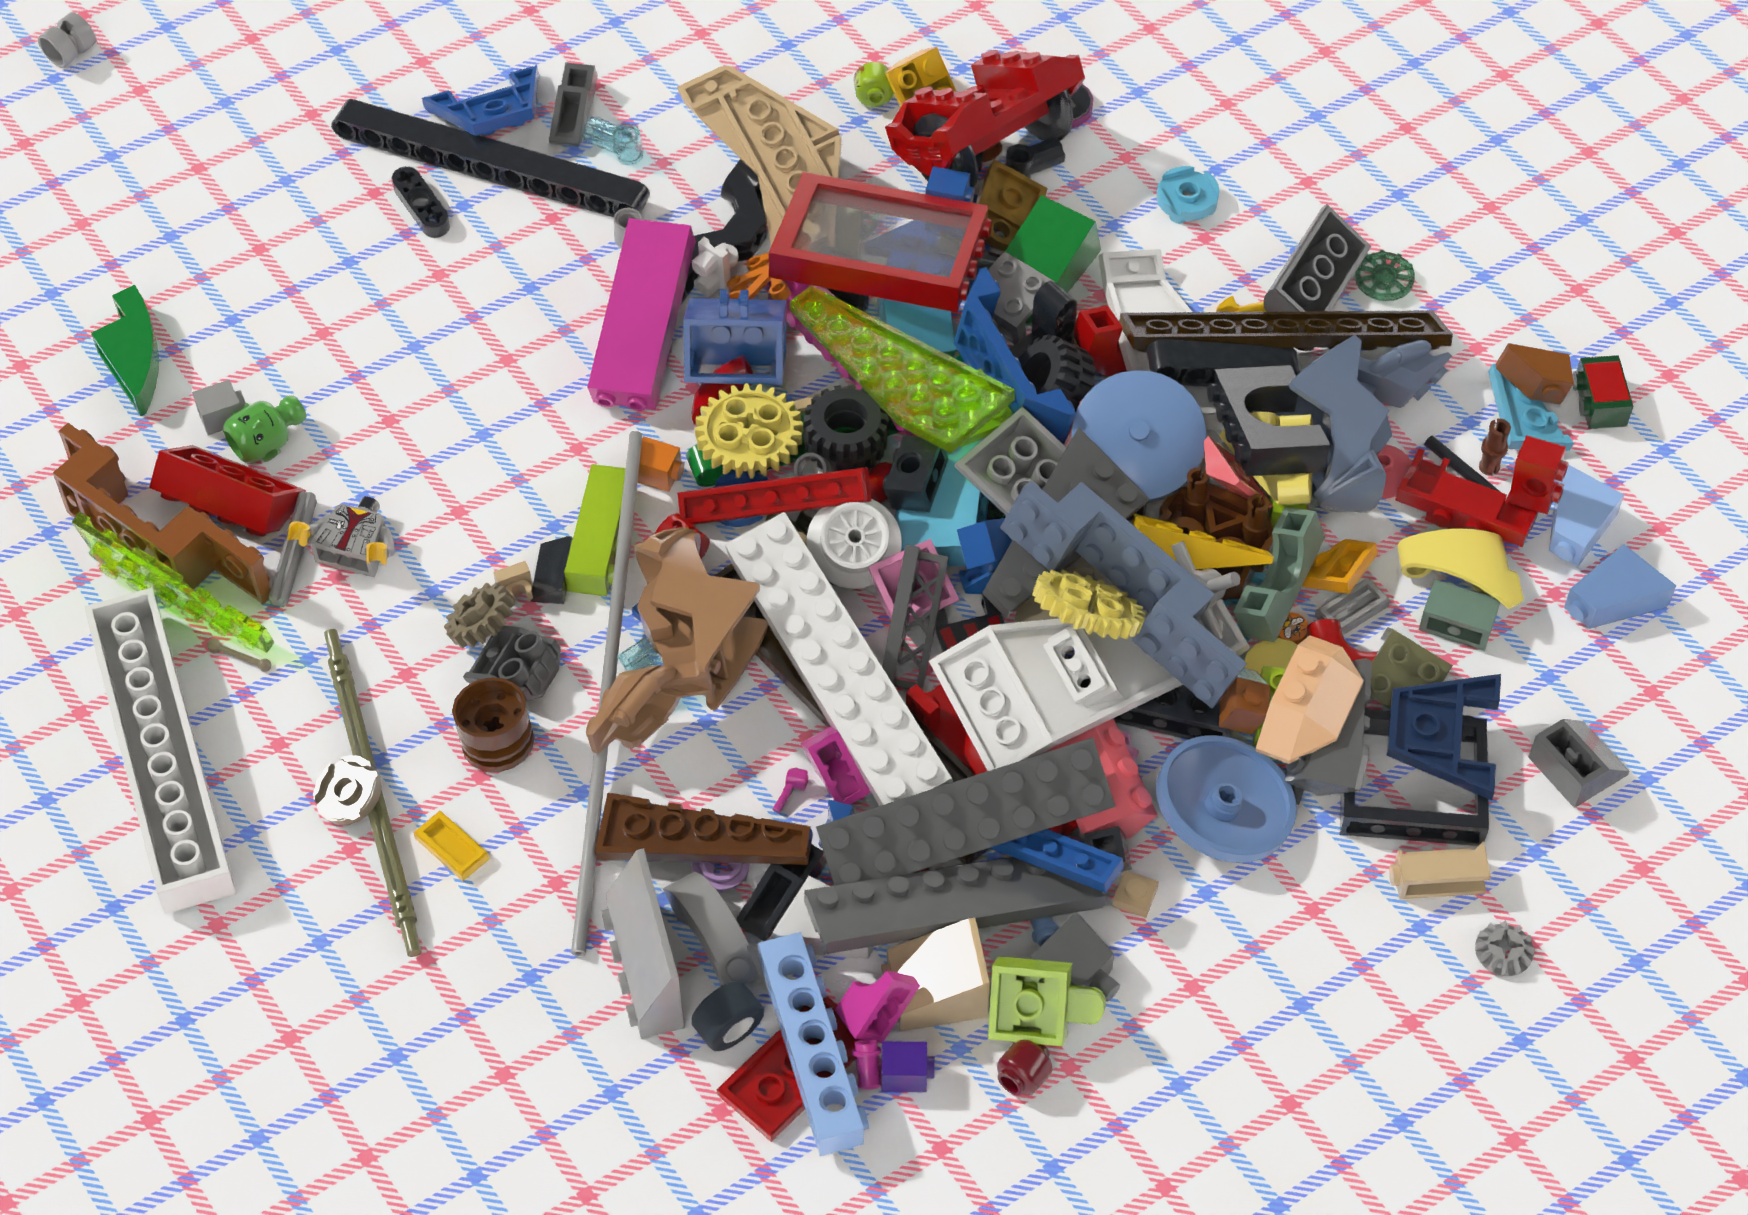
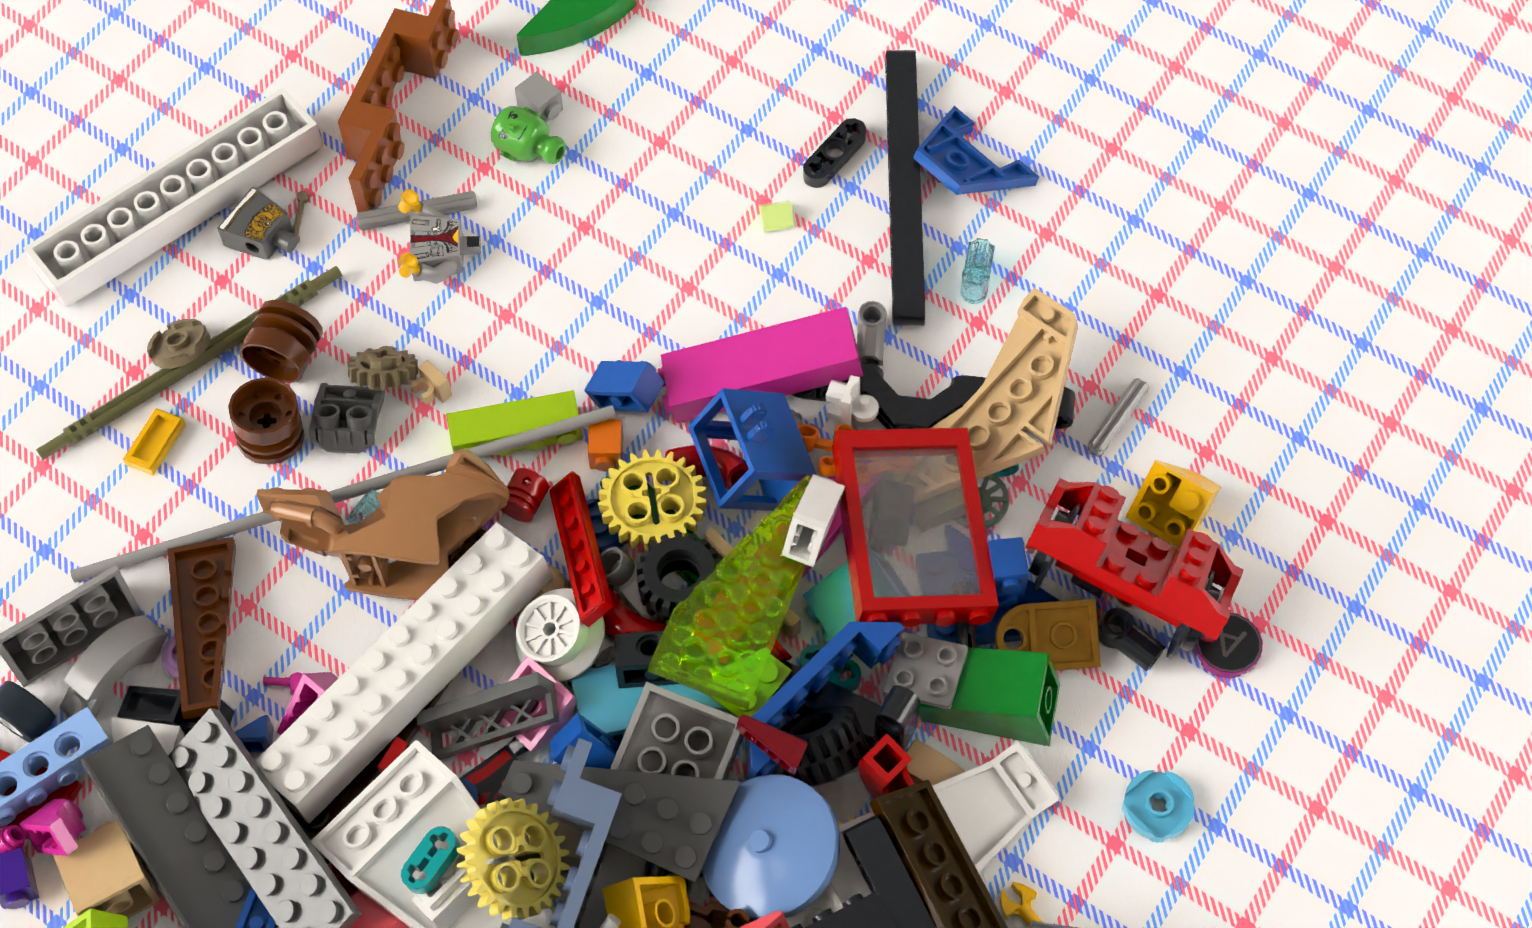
camera: 70 degrees right, 5 degrees up
(145, 571) = (327, 147): clear neon green wing -> none
(224, 489) = (457, 137): red slope -> none
(237, 686) = (257, 227): none -> dark grey torso
(404, 689) = (281, 341): none -> reddish brown wheel
(466, 265) = (776, 216): none -> yellowish green slope
(549, 576) = (464, 402): black slope -> none
(573, 104) = (1003, 222): dark grey slope -> none
(607, 424) = (625, 385): none -> blue brick
(813, 96) = (1118, 417): none -> light grey axle
(853, 294) = (812, 520): none -> white slope
(872, 82) = (1157, 449): lime head -> none
(1058, 672) = (430, 860): none -> teal beam
(1064, 382) = (777, 744): none -> dark red slope

